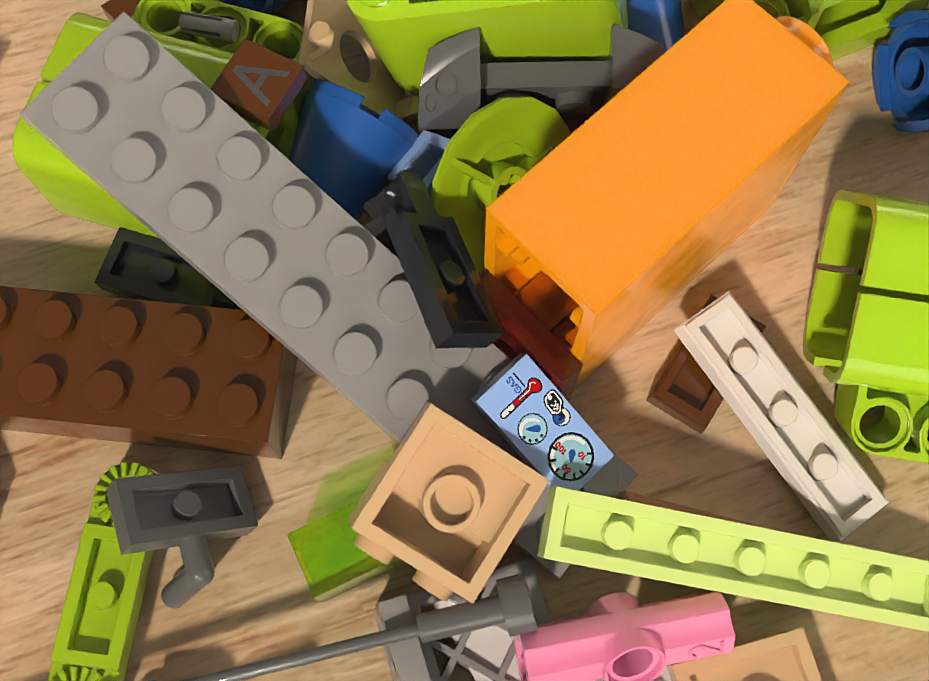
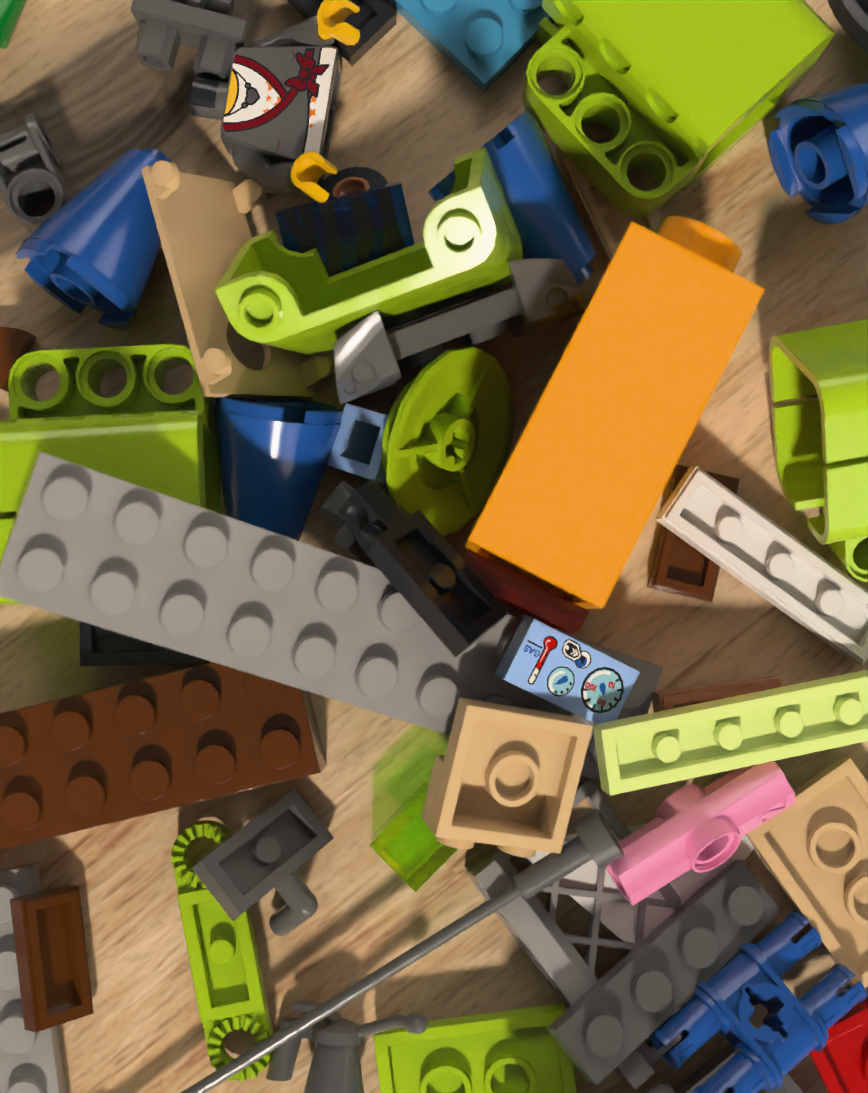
camera: 20 degrees left, 15 degrees up
(209, 26) = (95, 384): light grey piece -> none
(259, 84) = (186, 454): reddish brown tile -> none

